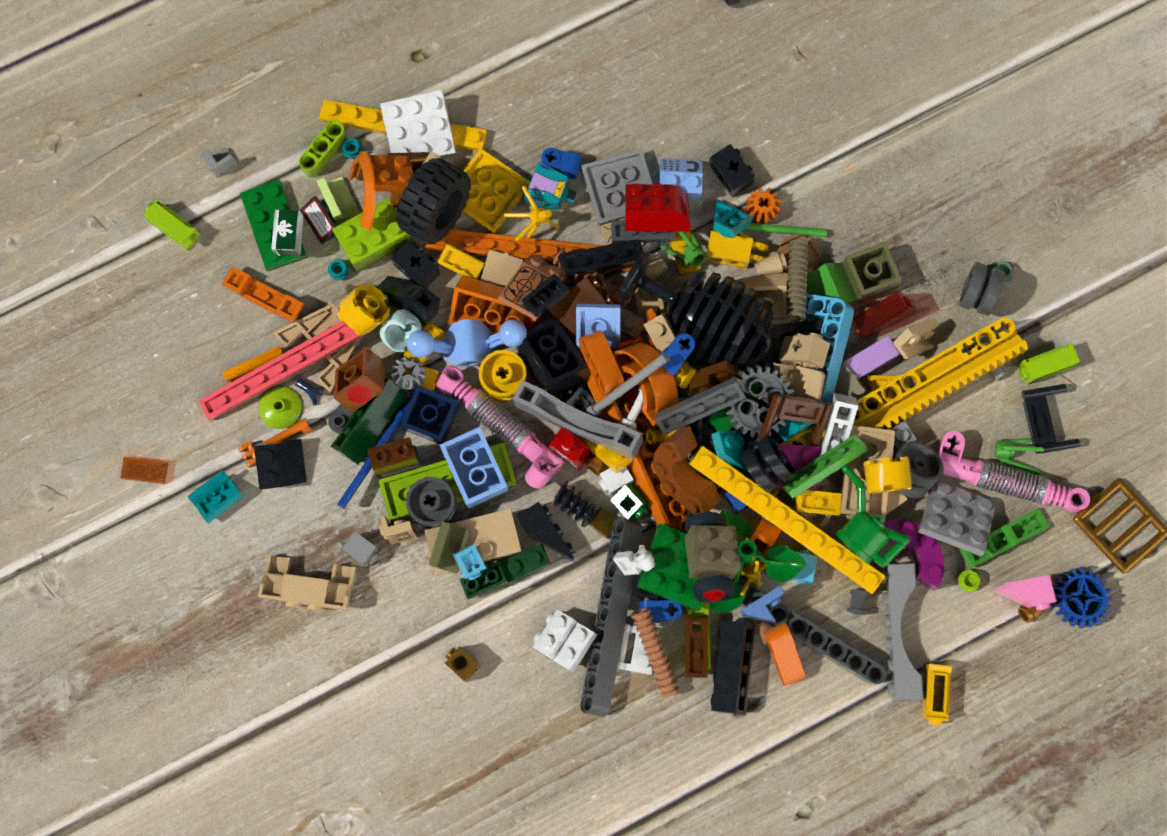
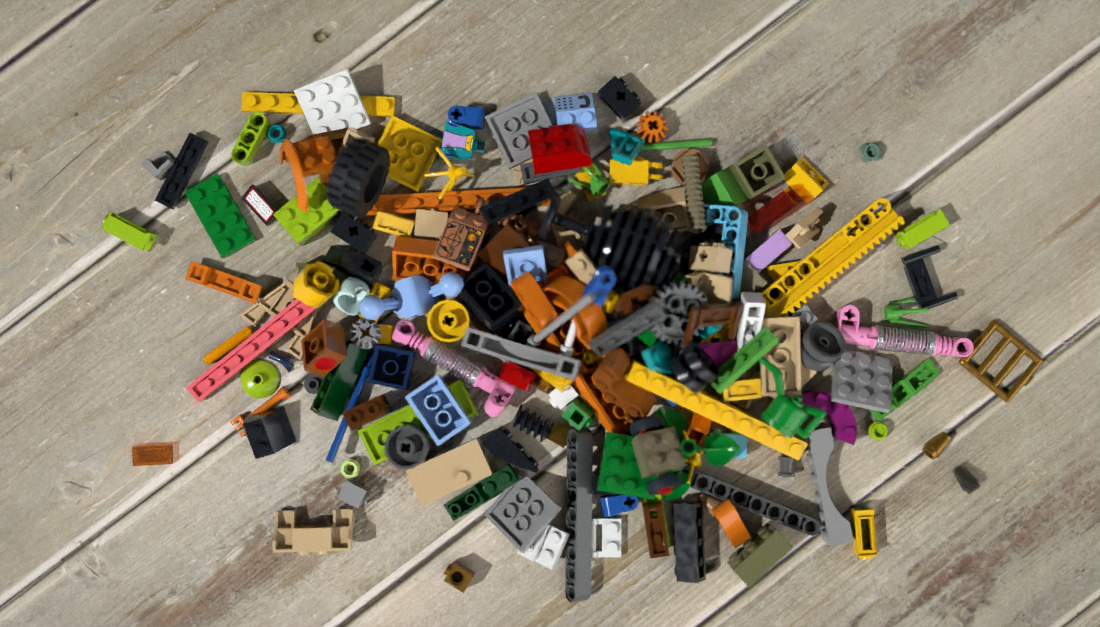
camera: 15 degrees left, 10 degrees up
(215, 496) = (219, 469): teal bracket -> none
(241, 170) = (181, 171): none -> black plate
(287, 232) = (234, 224): piece -> none
(336, 264) = (280, 247): teal plate -> none
(338, 199) = (273, 182): yellowish green panel -> none
(355, 522) = (344, 468): none -> yellowish green plate
(398, 532) = (376, 476): tan bracket -> none
(448, 541) = (430, 483): olive panel -> none
(469, 562) = (449, 494): medium azure bracket -> none
(548, 600) = (522, 512): none -> light grey plate
(555, 281) = (478, 232): black slope -> none
(634, 563) = (591, 471): white plate -> none
(655, 652) = (621, 540): nougat piece -> none
(758, 609) = (703, 491): medium blue slope -> none
(771, 265) = (669, 181): tan cone -> none
(810, 694) = (759, 554): none -> olive brick
(888, 475) = (800, 361): yellow brick -> none
(911, 250) = (788, 146): none -> clear panel
(924, 289) = (805, 180): none -> yellow panel
(981, 288) = (856, 173): dark grey wheel -> none
(1030, 592) = (933, 434): bright pink slope -> none
(1064, 653) = (966, 479): none -> clear smoke cone
(1080, 607) = (978, 444): blue gear -> none

